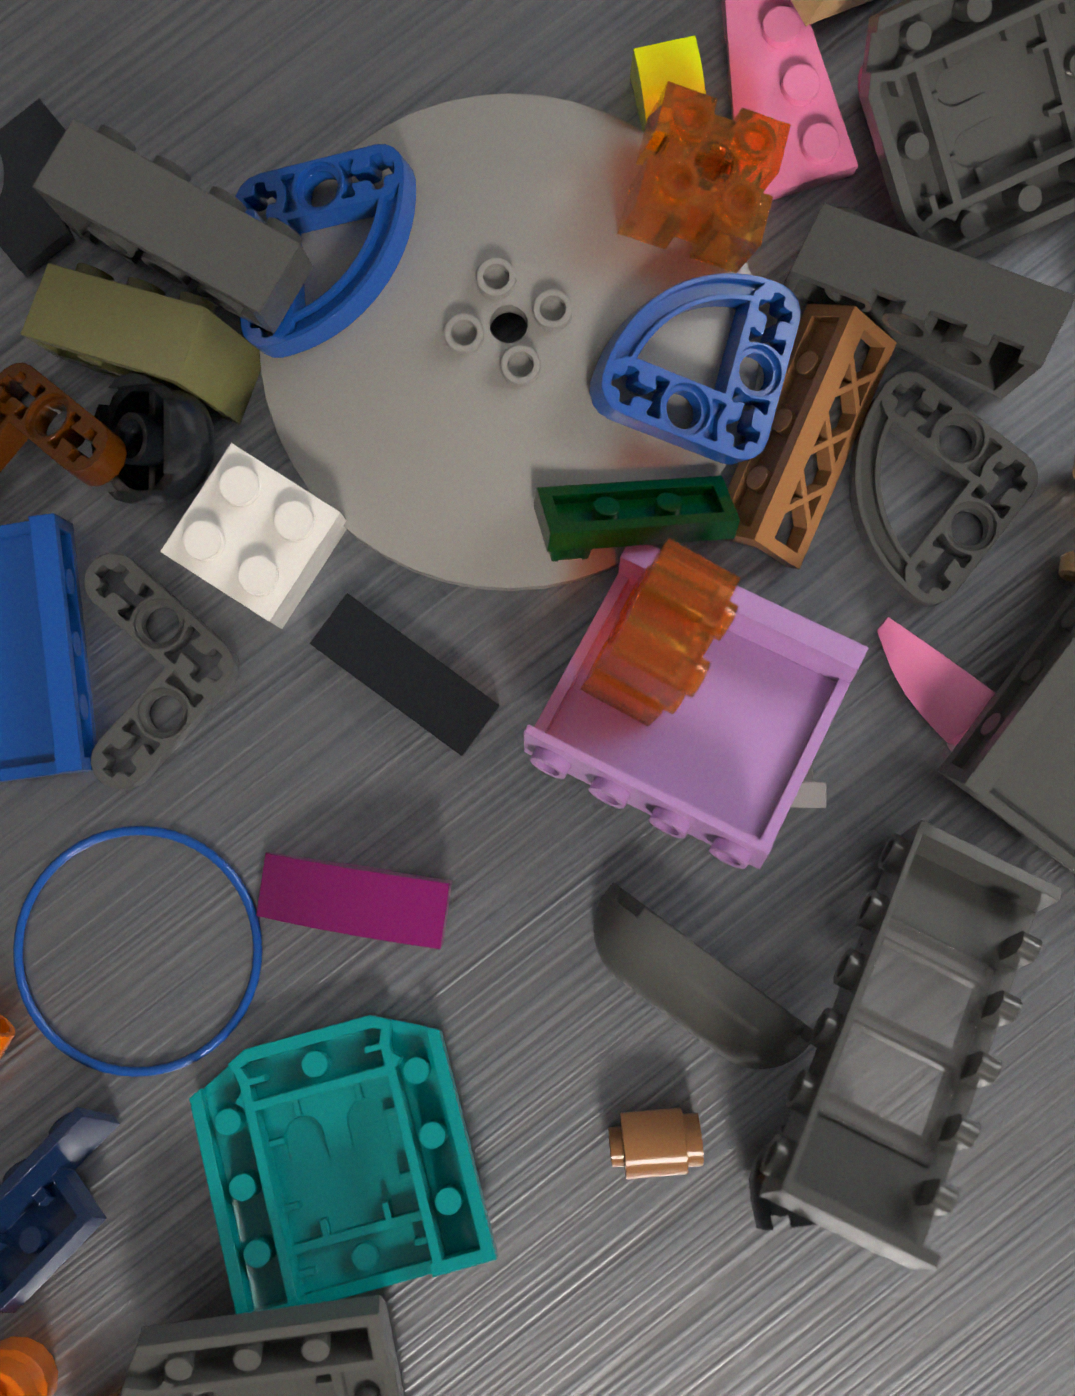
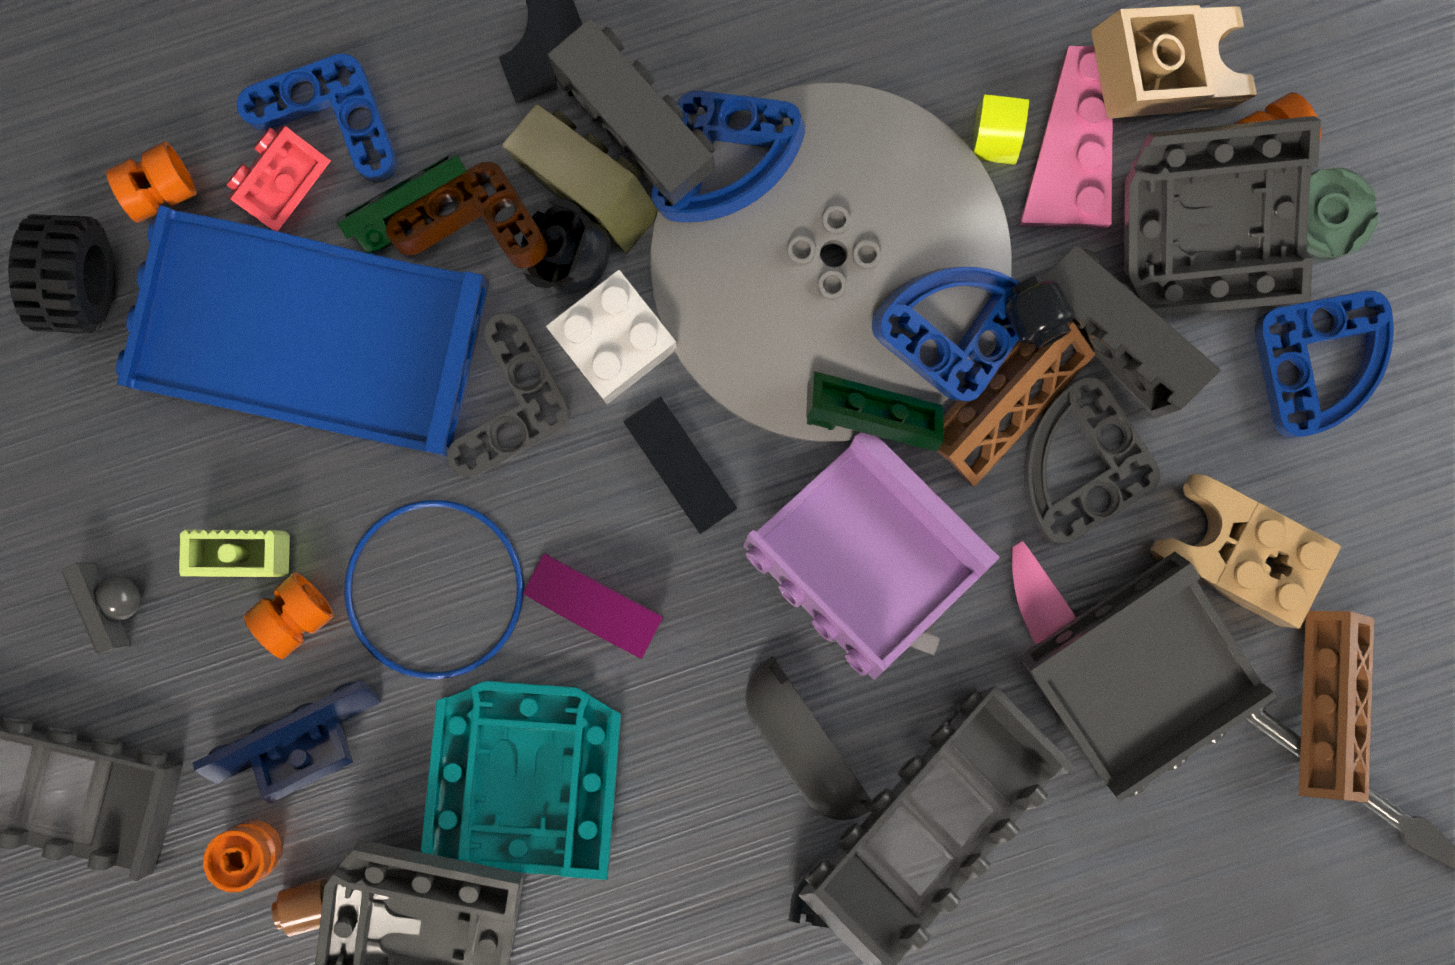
camera: 15 degrees right, 0 degrees up
(656, 1143) = (740, 841): medium nougat brick -> none
(663, 634) = (864, 500): clear orange brick -> none
(704, 178) = (1026, 197): clear orange brick -> none
(807, 306) = (1039, 312): none -> black head

